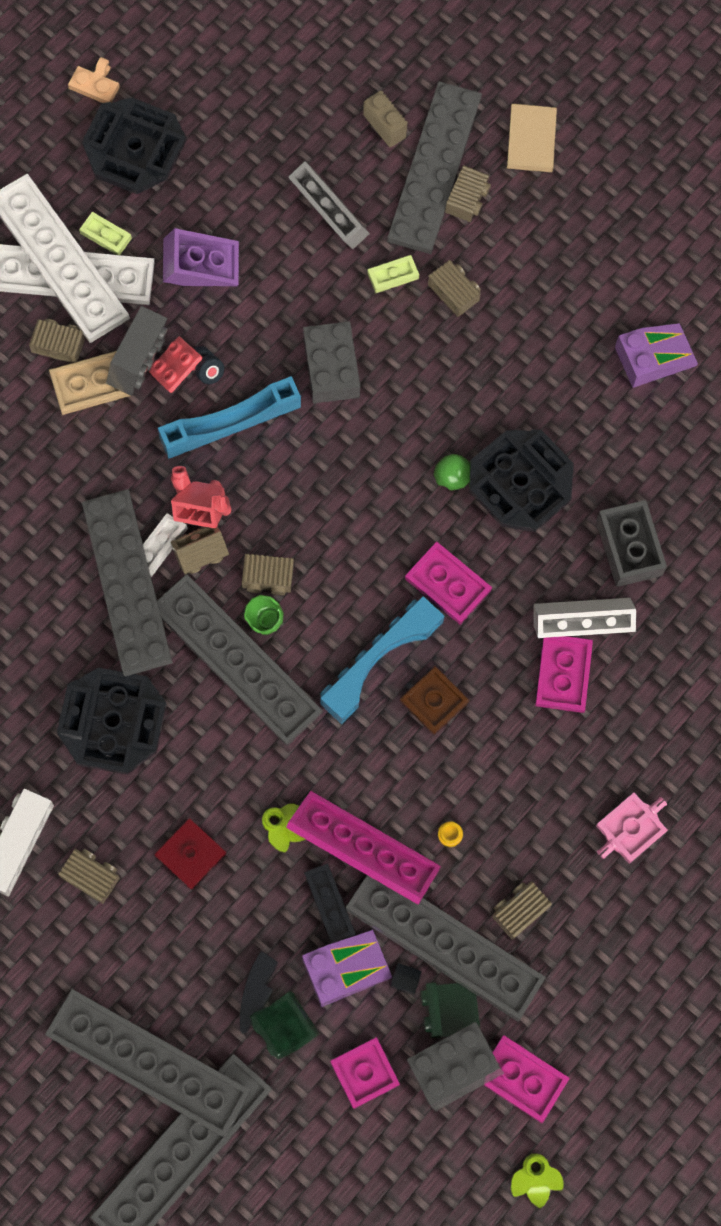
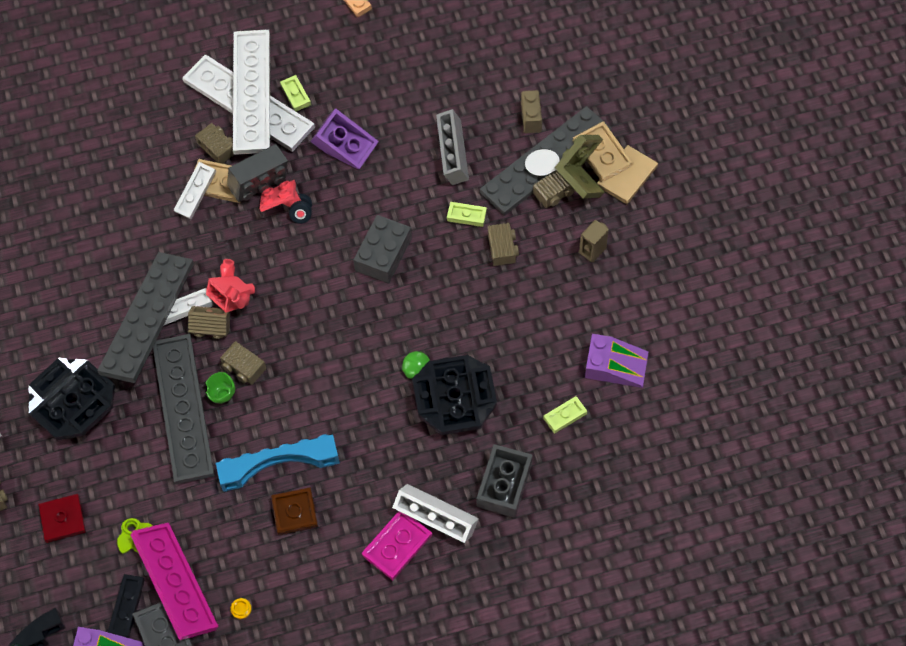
camera: 40 degrees right, 10 degrees down
(75, 408) = (195, 190): none -> white plate
(128, 125) = (349, 44): black piece -> none
(195, 432) = (256, 245): dark azure arch -> none
(438, 171) = (542, 162): none -> white sticker
(448, 583) = (359, 437): dark pink plate -> none
(482, 166) = (571, 164): none -> olive bracket
(493, 125) = (609, 156): none -> tan tile
(552, 231) = (594, 240): none -> dark tan brick
(642, 438) = (565, 414): none -> yellowish green plate

